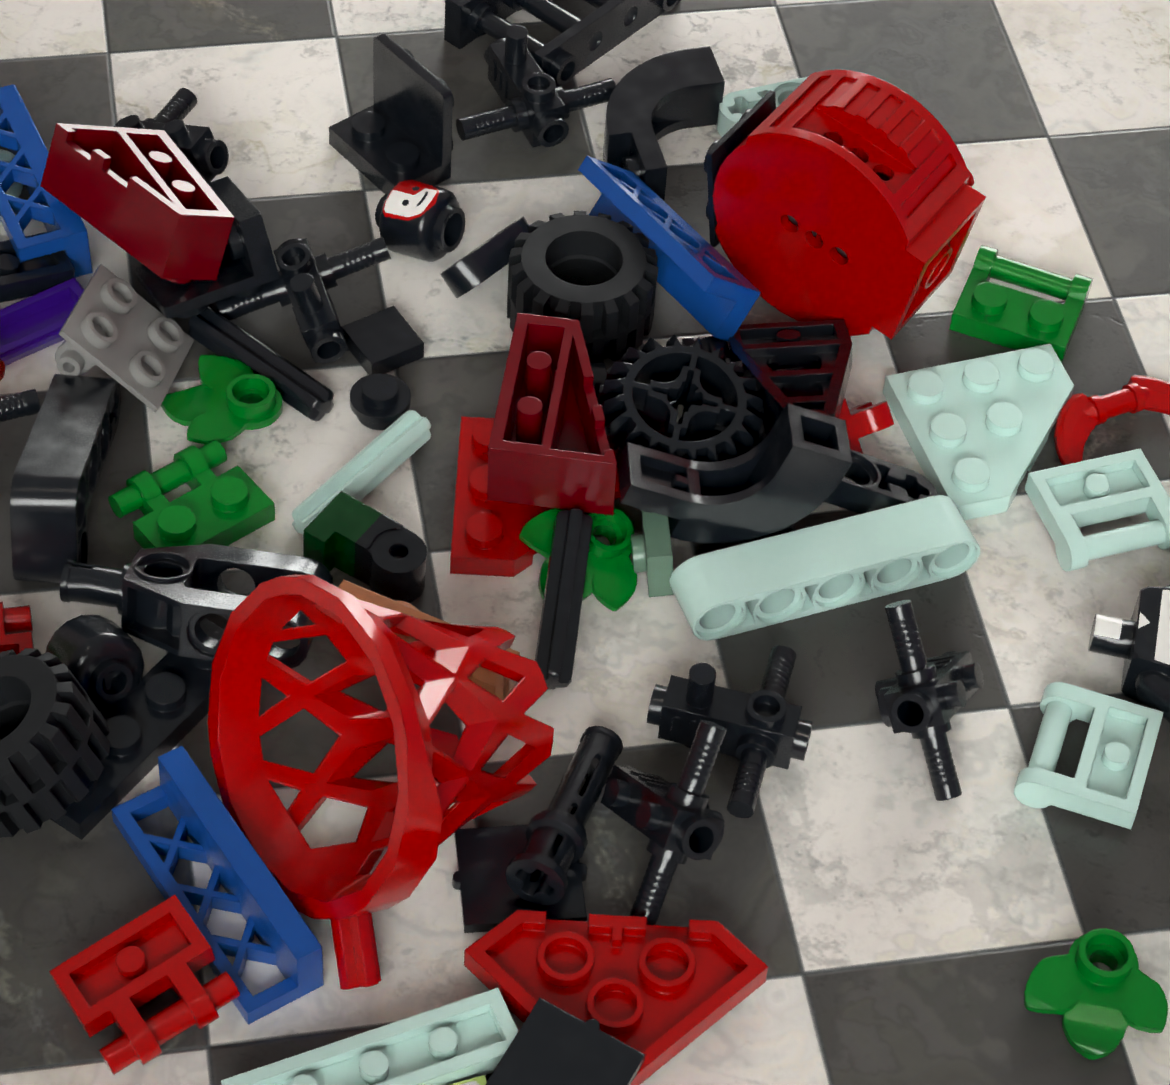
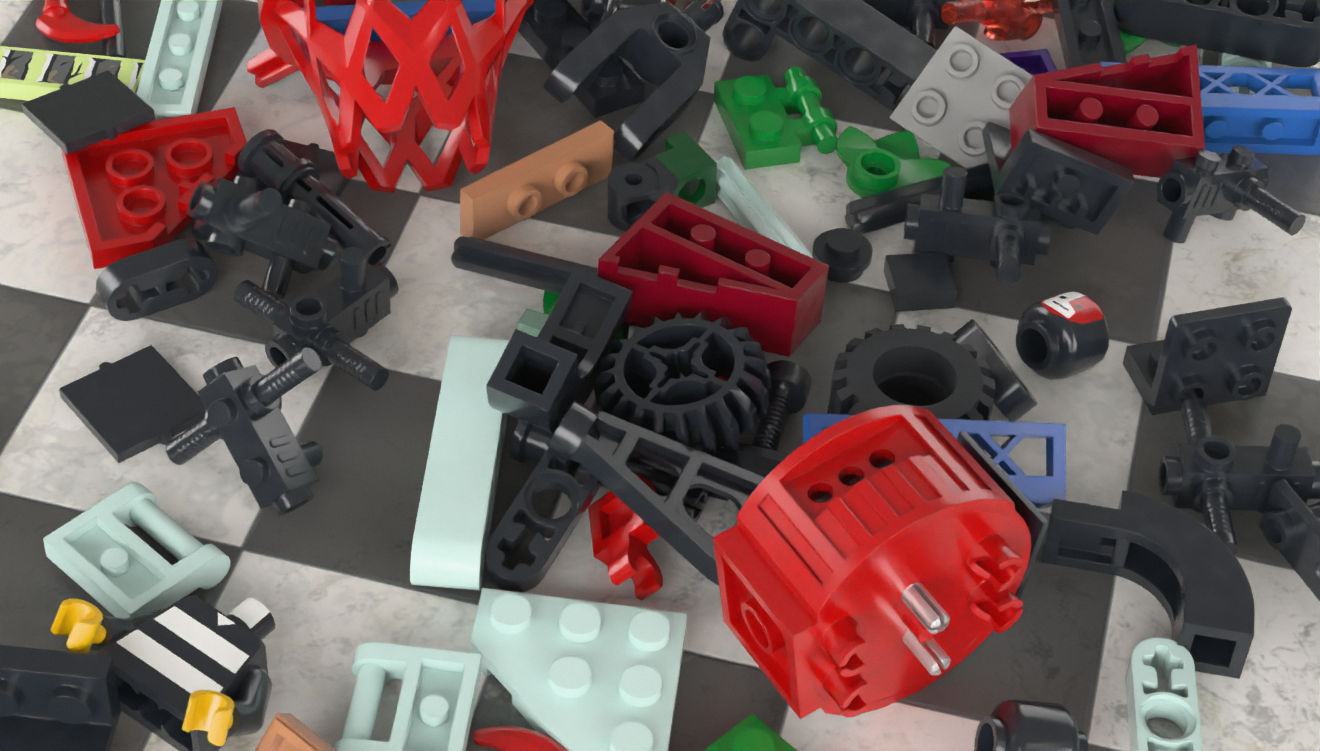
camera: 115 degrees right, 5 degrees down
(761, 899) = (156, 279): none -> black beam
(909, 861) = (134, 403): none -> black piece

